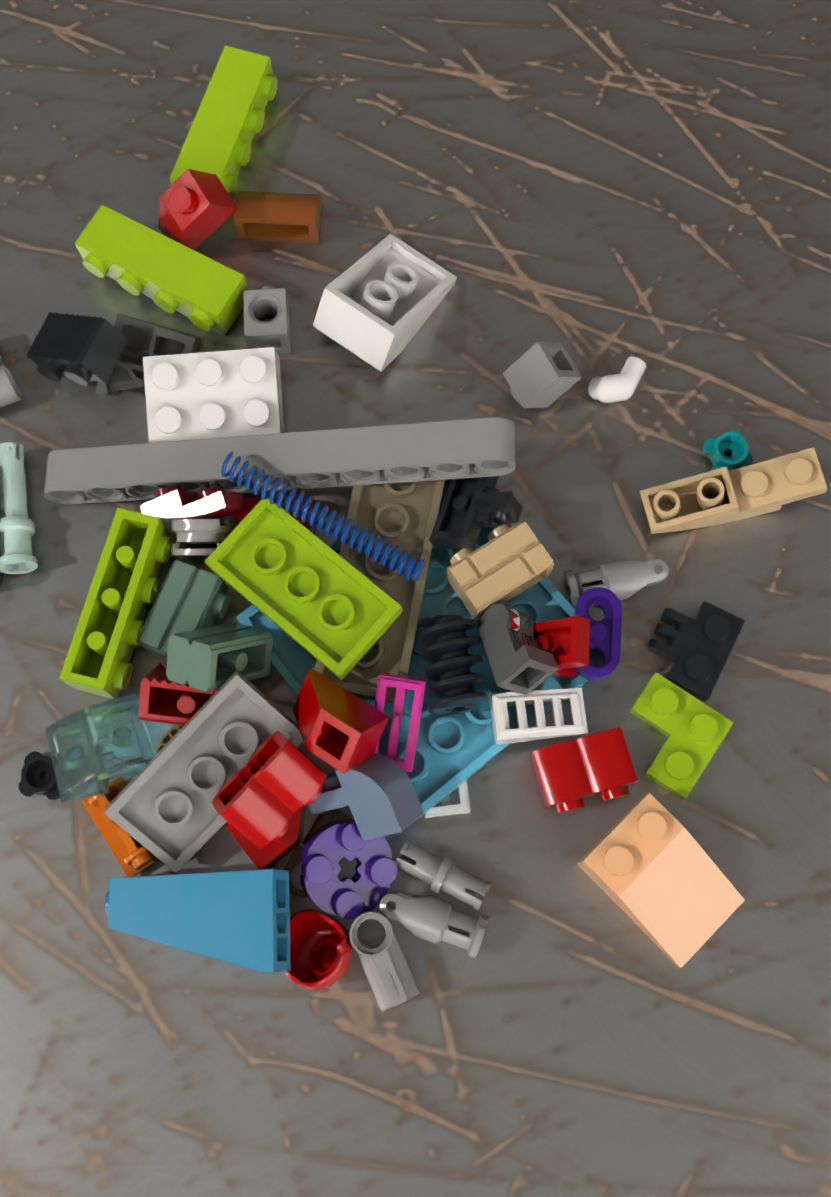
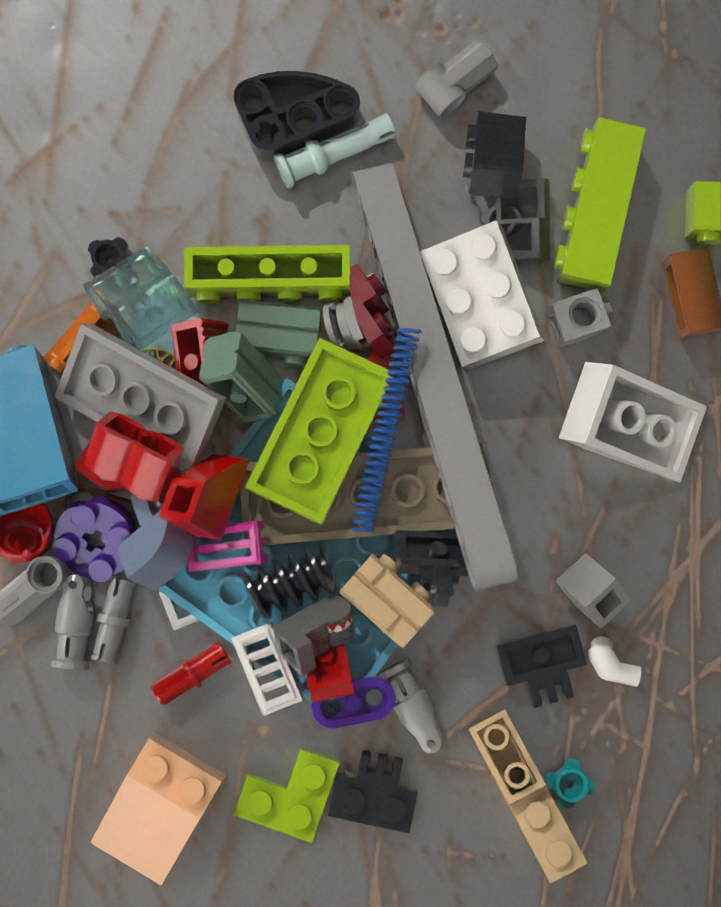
camera: 70 degrees right, 10 degrees up
(194, 208) = (667, 217): red slope -> none
(522, 804) = (190, 673): none -> red axle
(583, 770) = (233, 720): red brick -> none
(601, 445) = (542, 662): none -> black hinge

